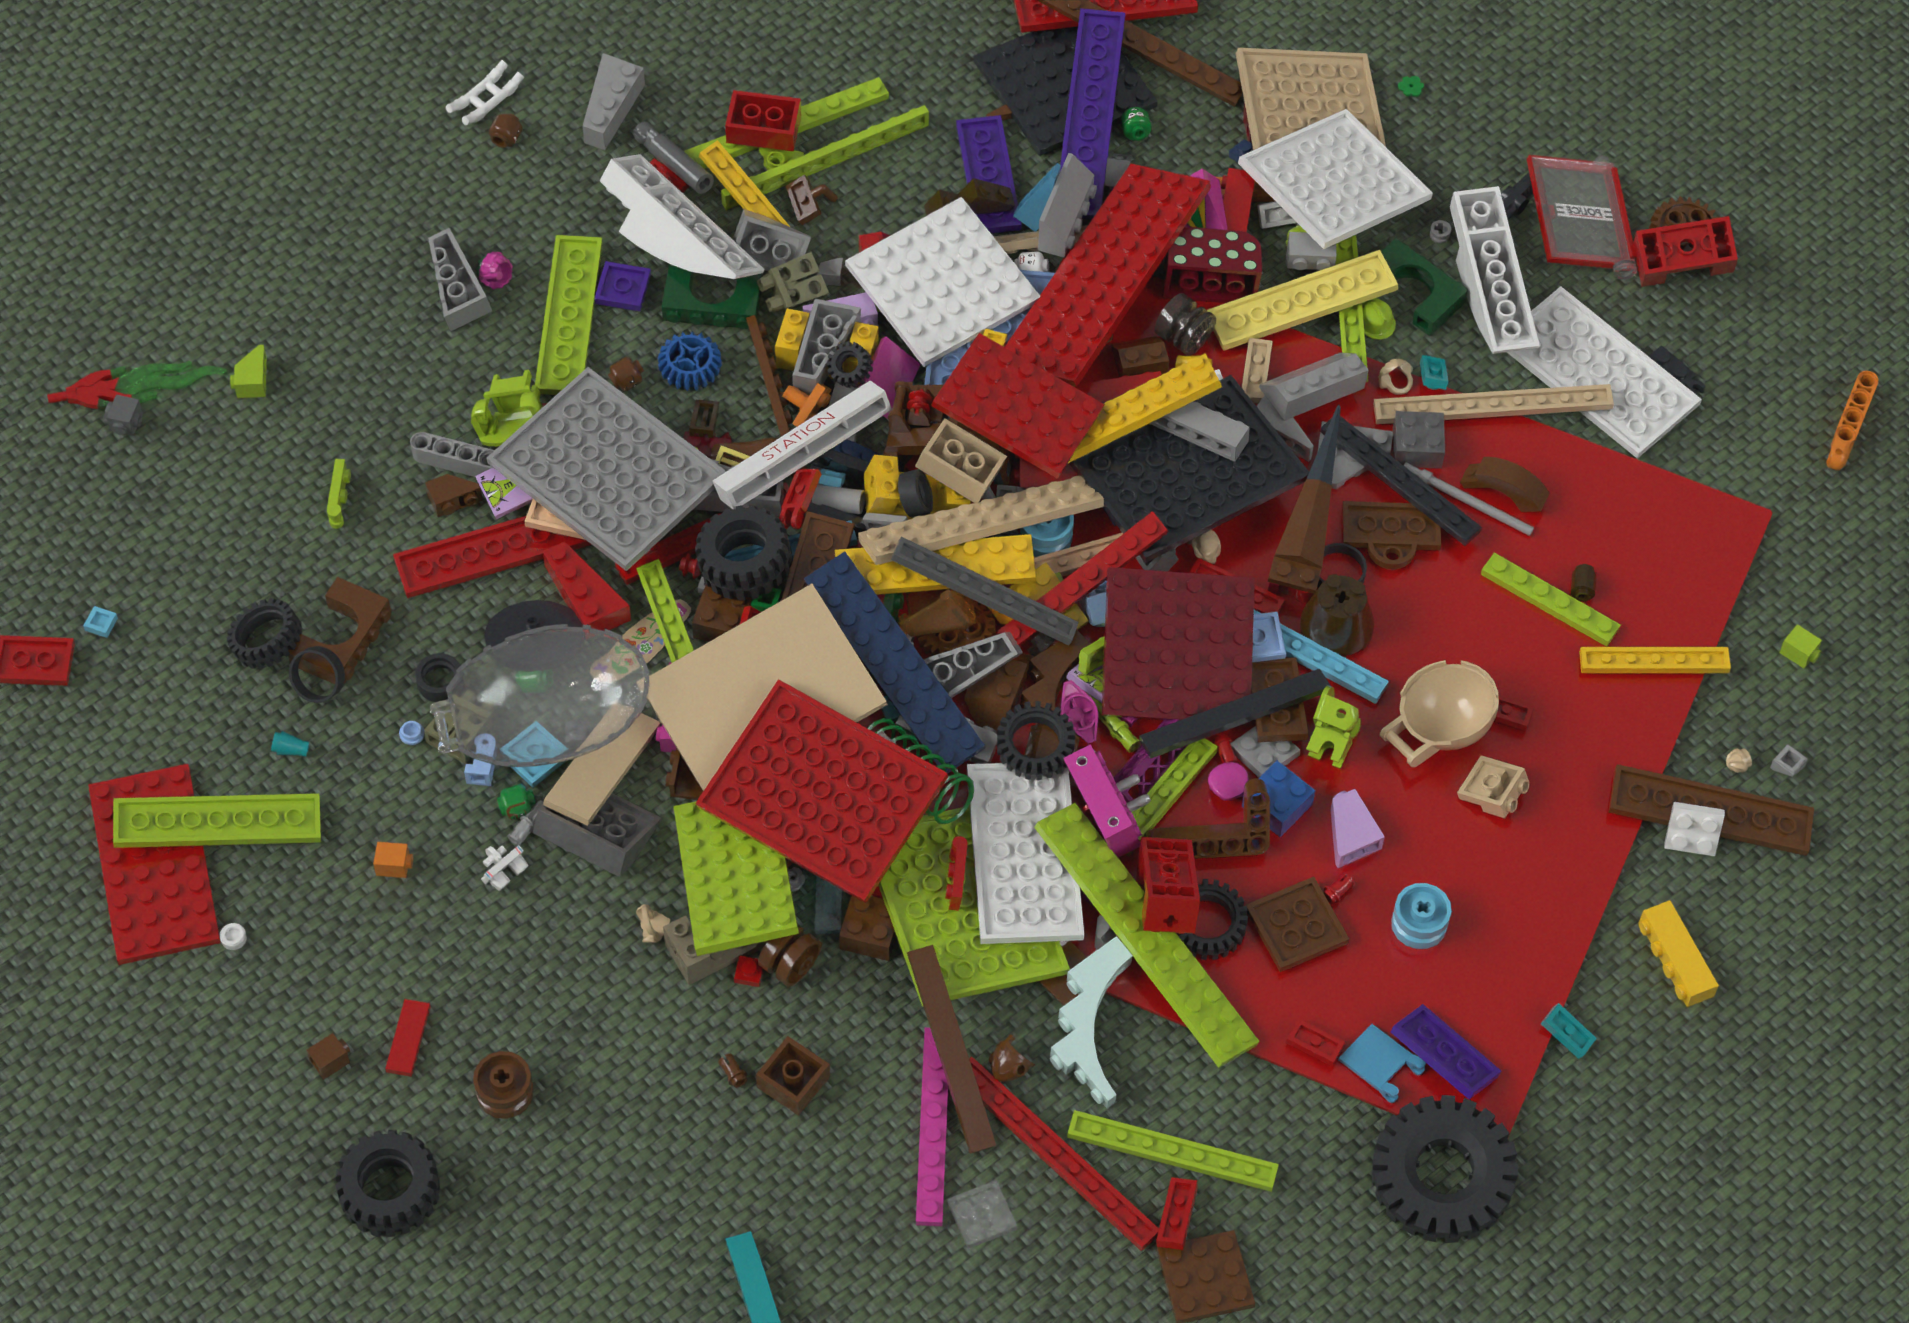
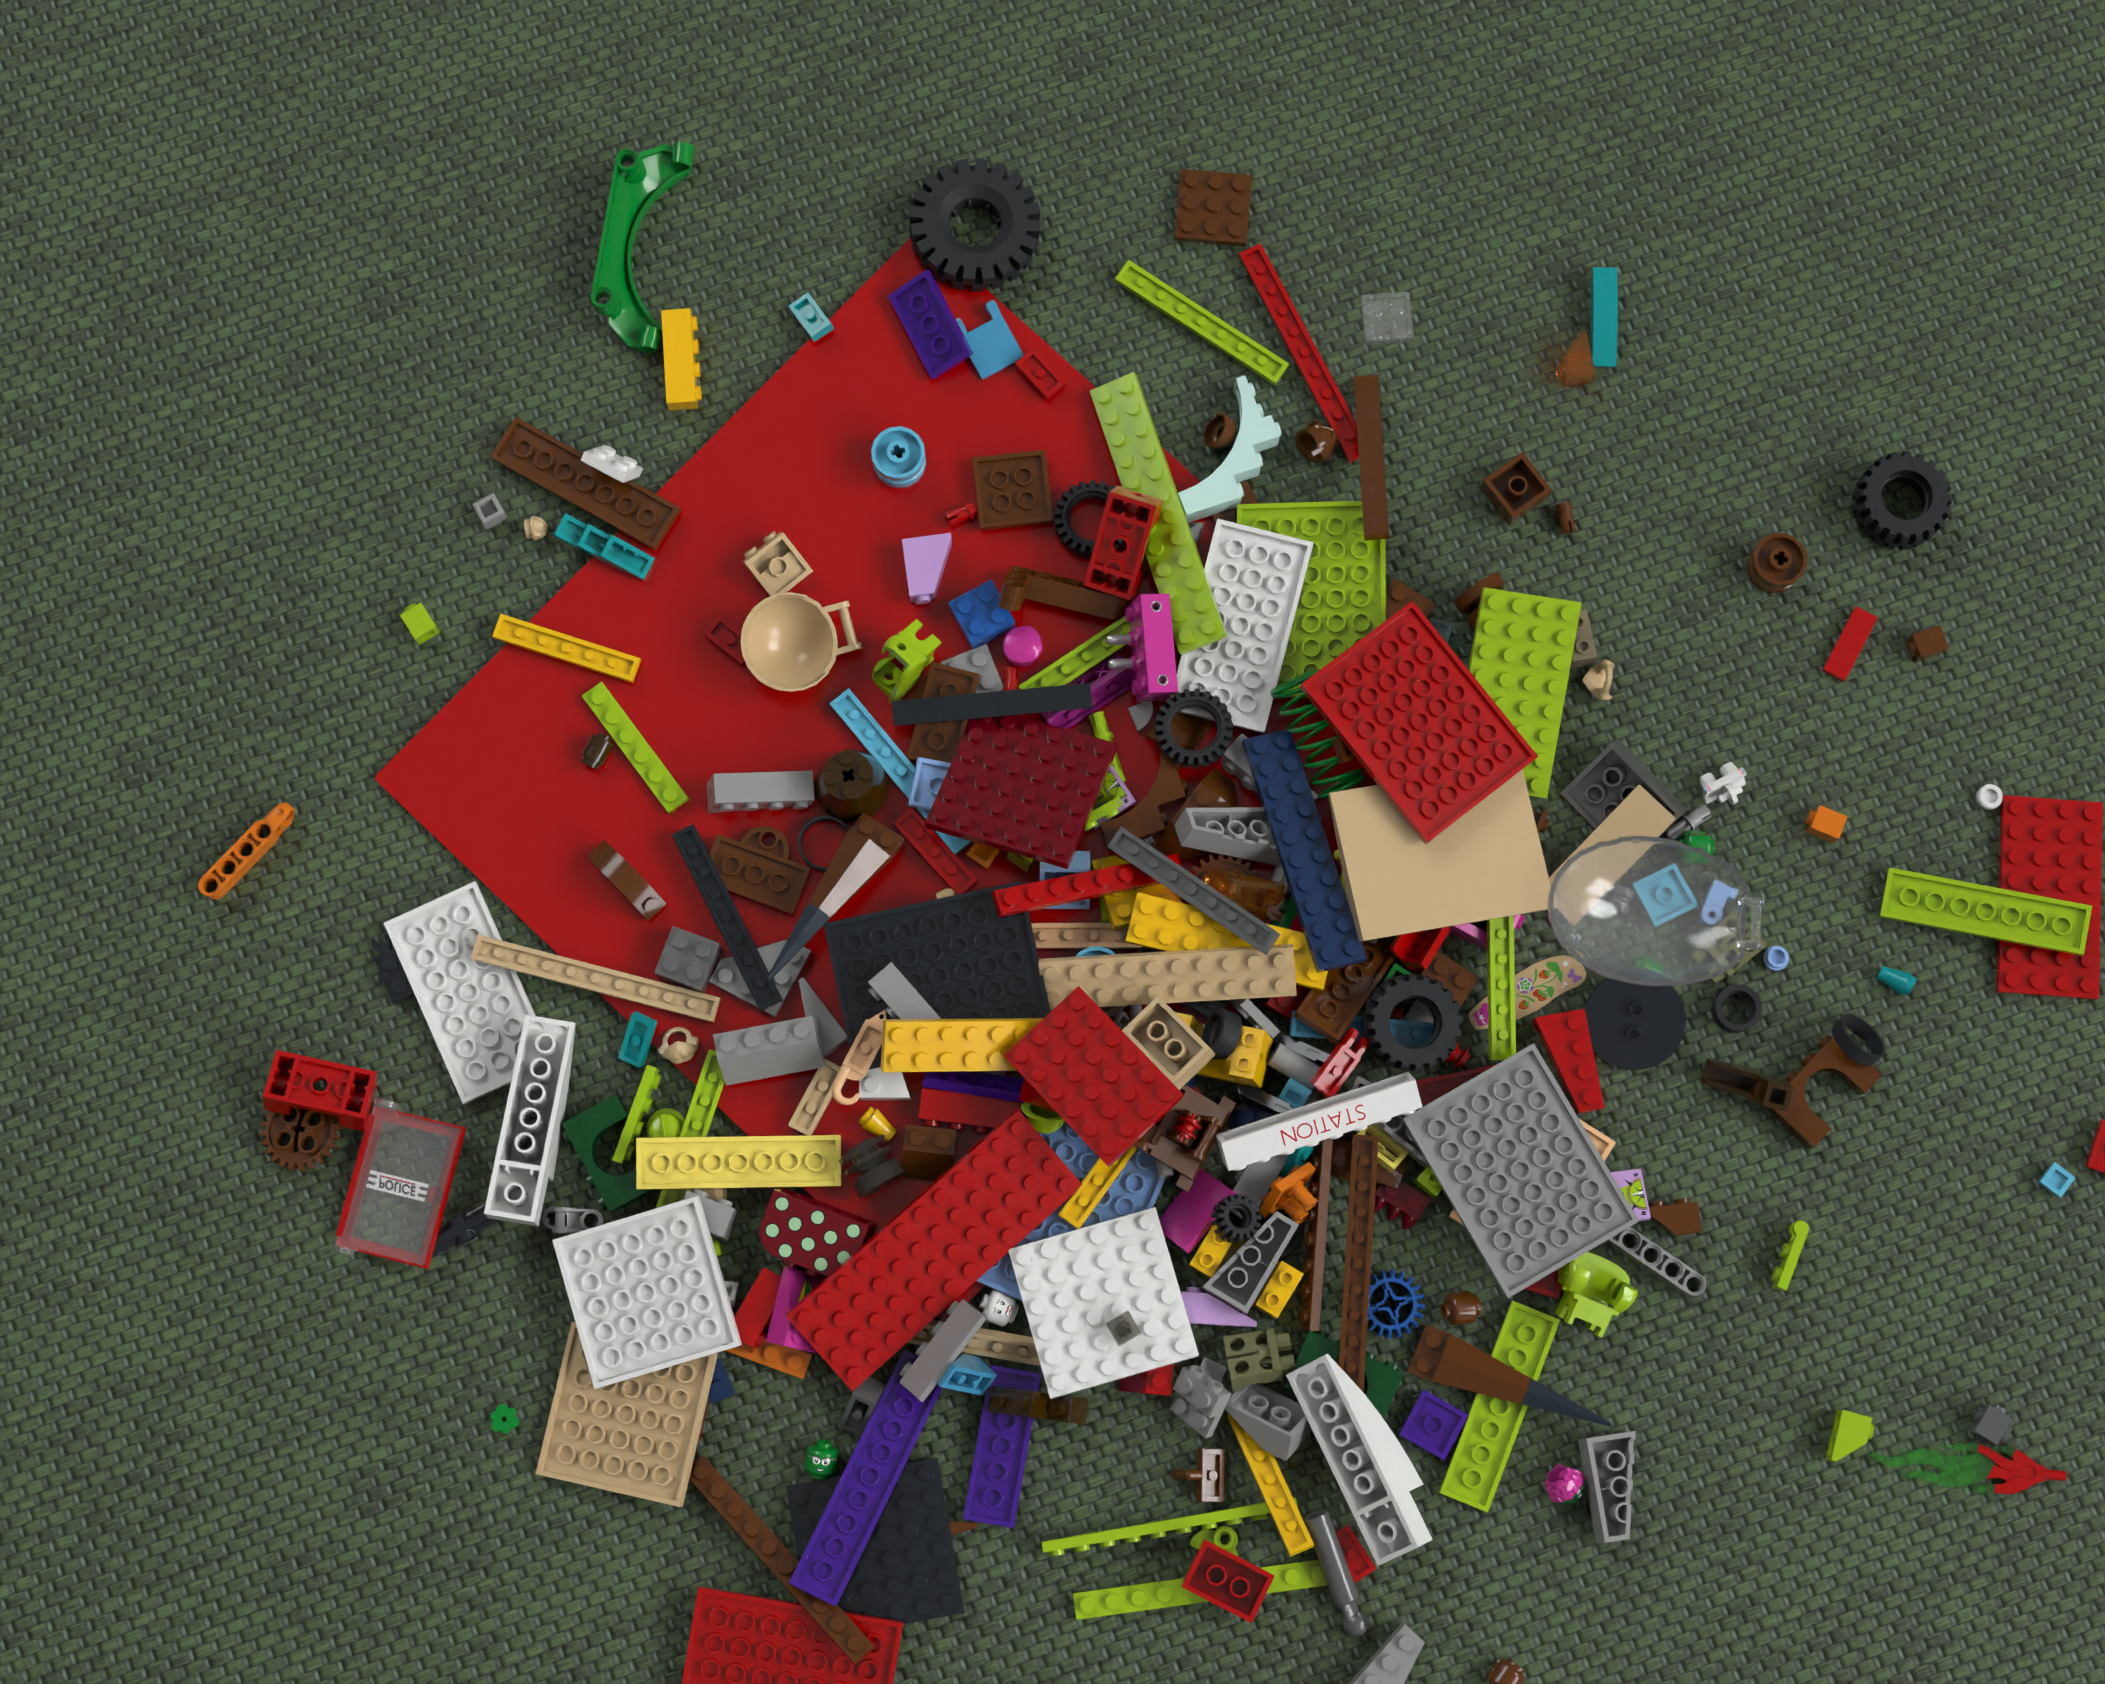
camera: 160 degrees left, 20 degrees up
(274, 648) = (1924, 1111): black tyre -> none
(418, 613) = (1748, 1083): none -> dark brown arch
(475, 555) = (1675, 1139): red plate -> none
(609, 331) = (1459, 1365): none -> reddish brown plate
(702, 428) = (1403, 1207): dark brown tile -> none
(729, 364) = (1358, 1257): none -> reddish brown plate
(768, 1226) = (1577, 364): none -> clear orange slope
(832, 239) = (1199, 1399): none -> light grey plate
(918, 254) = (1123, 1328): none -> clear smoke plate
(932, 1137) = (1409, 396): dark pink plate -> none
(956, 871) = (1312, 617): red plate -> none
(1081, 711) = (1138, 754): dark pink hat -> none
(1112, 1043) = (1220, 432): none -> reddish brown hair
(1177, 1213) = (1219, 261): red plate -> none
(1231, 379) = (859, 1057): none -> light nougat plate
(1407, 326) = (641, 1105): none -> lime plate
(1419, 228) = (572, 1219): none -> light grey piece
(1419, 586) = (759, 791): none -> light grey wedge
(1428, 478) = (697, 918): light grey bar -> none
(1665, 758) = (604, 547): none -> teal slope
(1781, 1009) = (630, 198): none -> green panel

